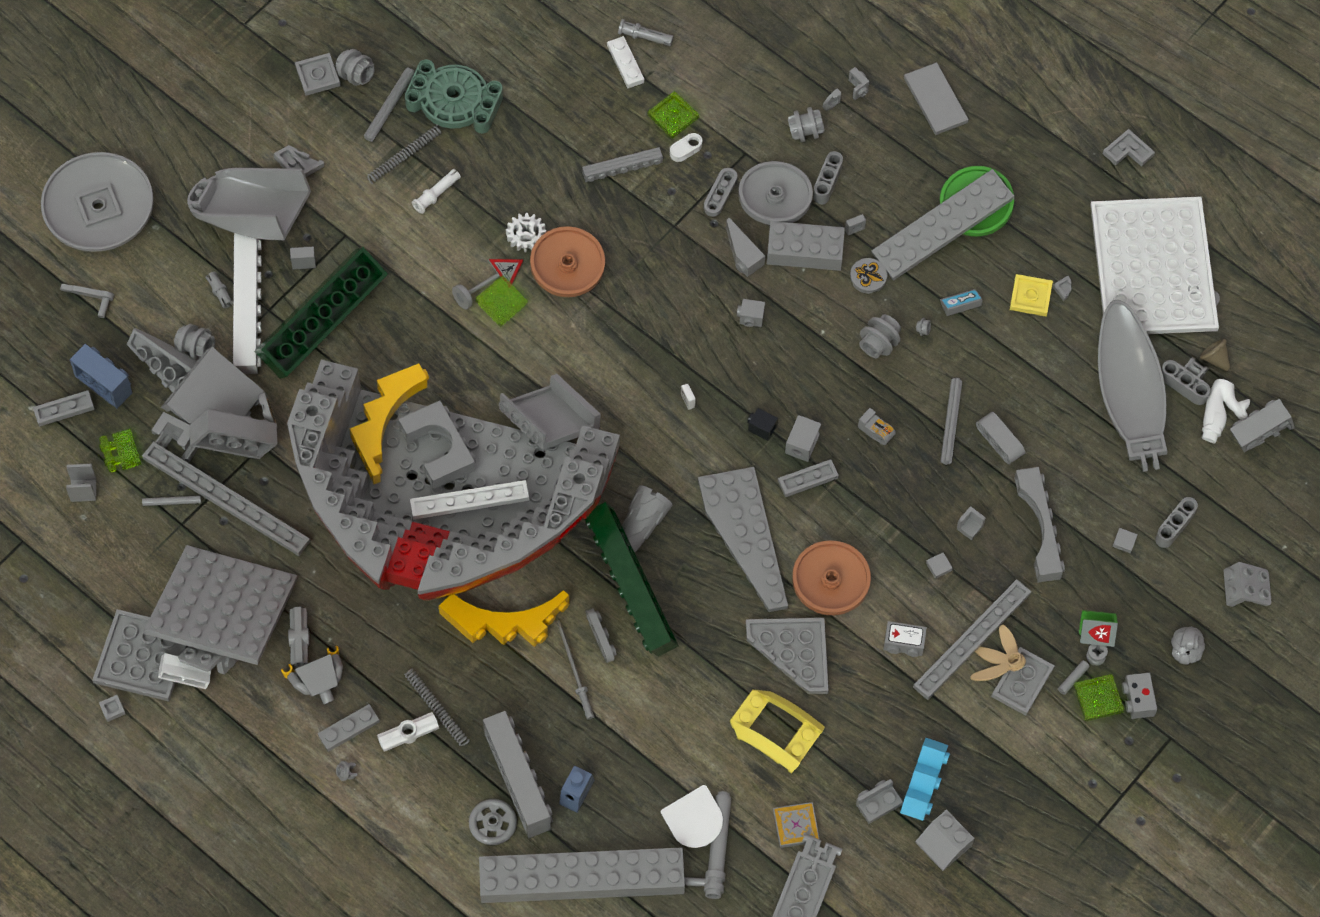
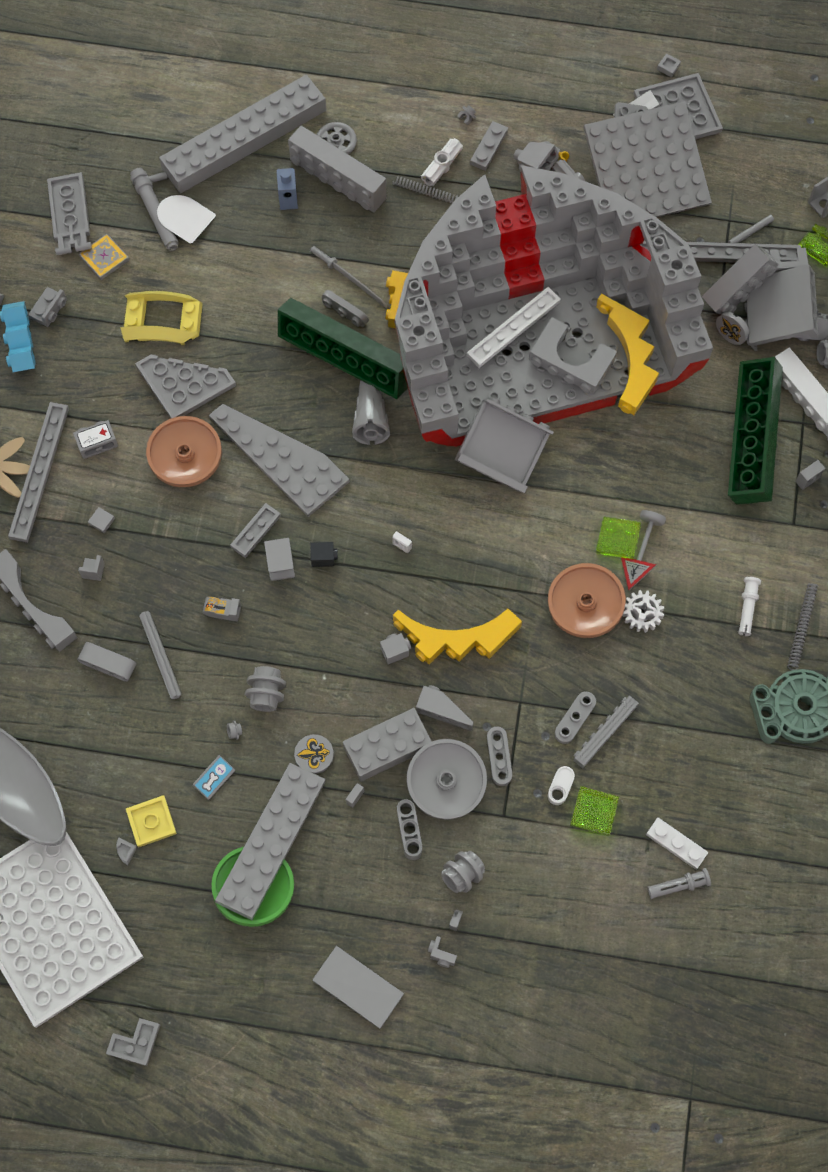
camera: 150 degrees right, 5 degrees up
(633, 194) = (573, 725): none -> light grey plate
(695, 290) = (458, 643): none -> yellow arch

